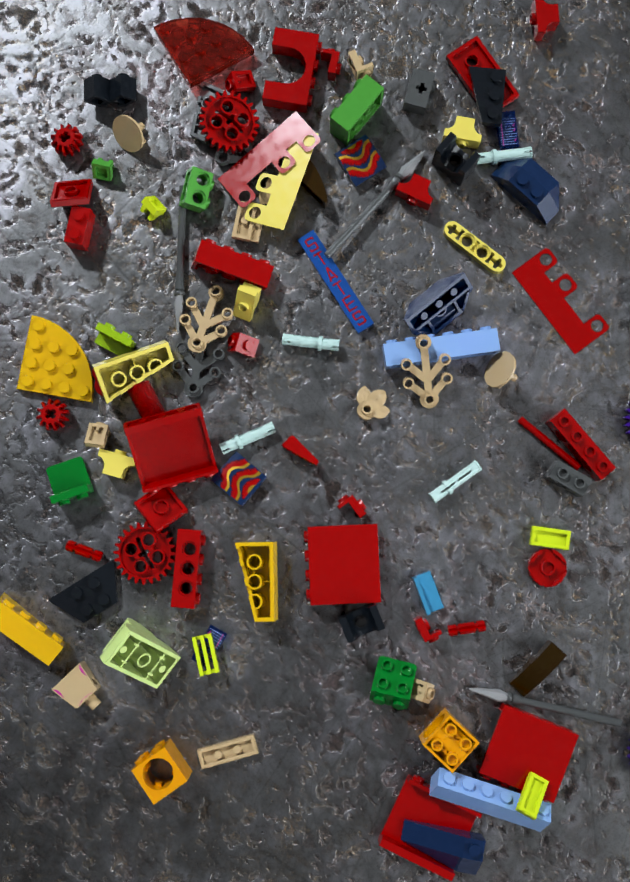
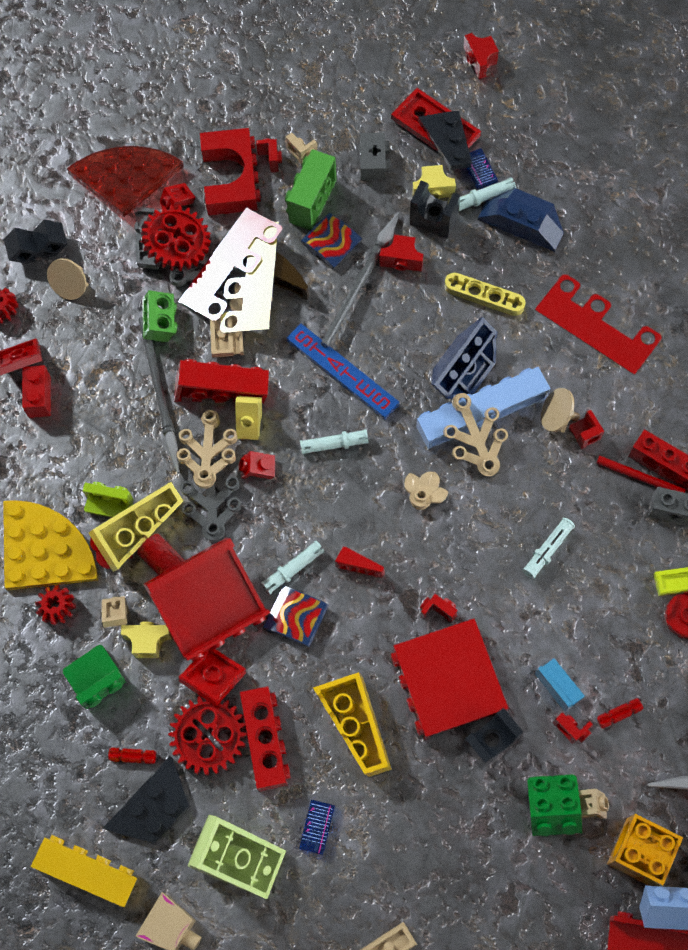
camera: 15 degrees left, 15 degrees down
(102, 169) = (47, 324): bright green tile -> none
(154, 206) = (116, 347): neon yellow tile -> none
(198, 657) = (305, 817): neon yellow tile -> none
(518, 392) = (587, 430): none -> red panel

